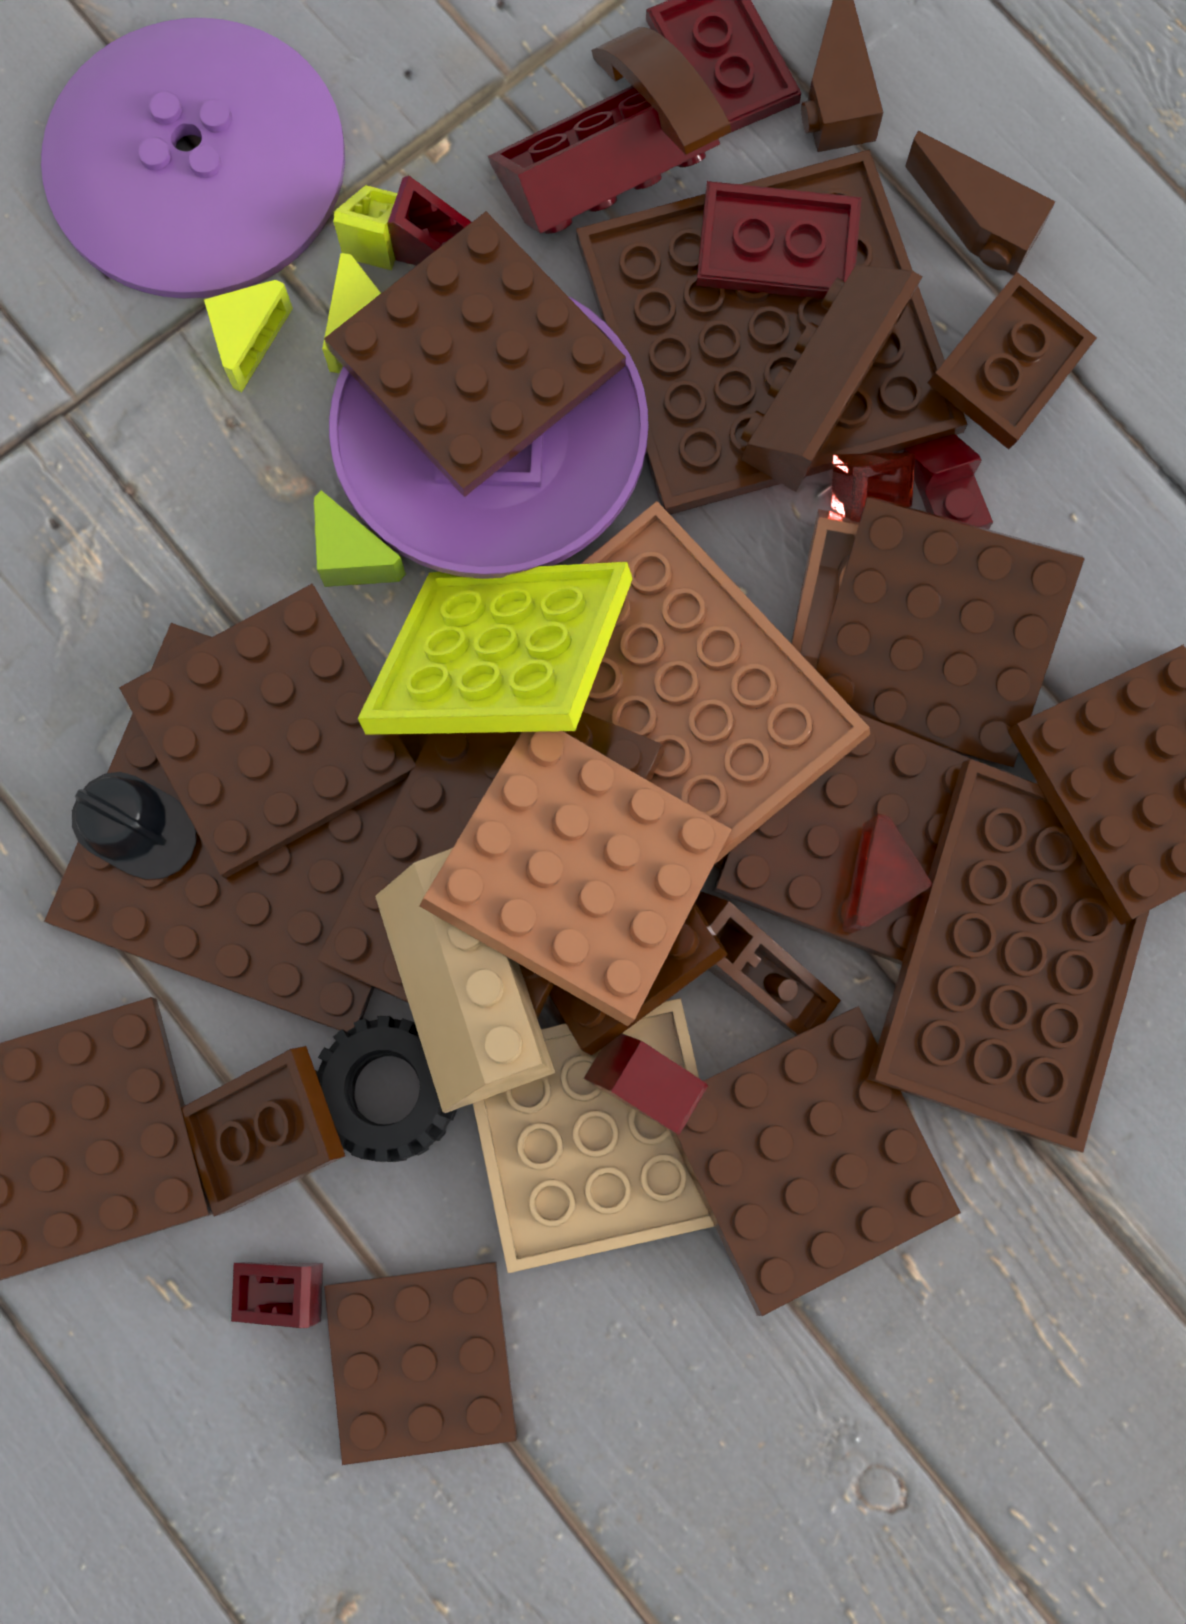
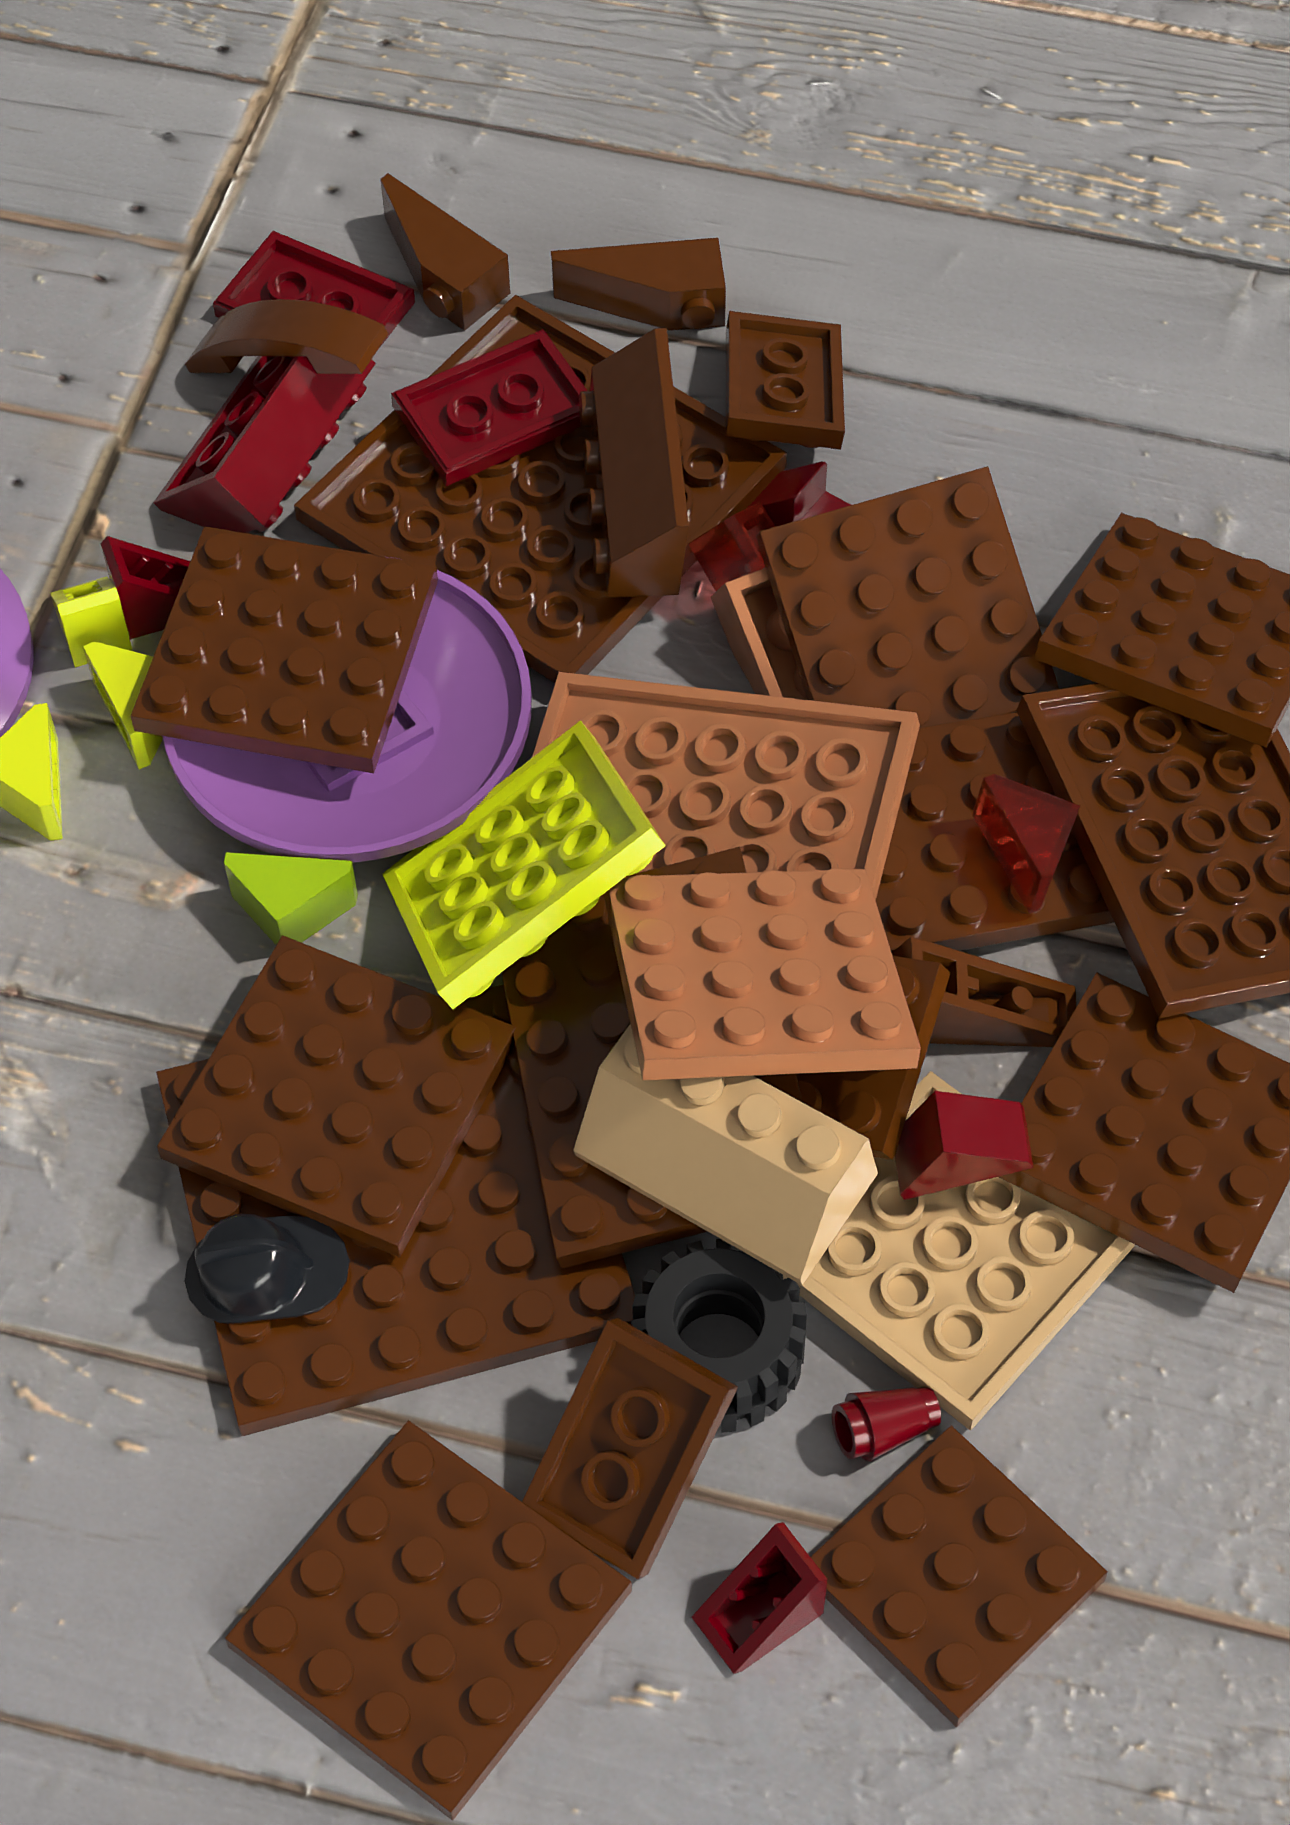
camera: 35 degrees left, 20 degrees down
(454, 1226) = (882, 1420): none -> dark red cone

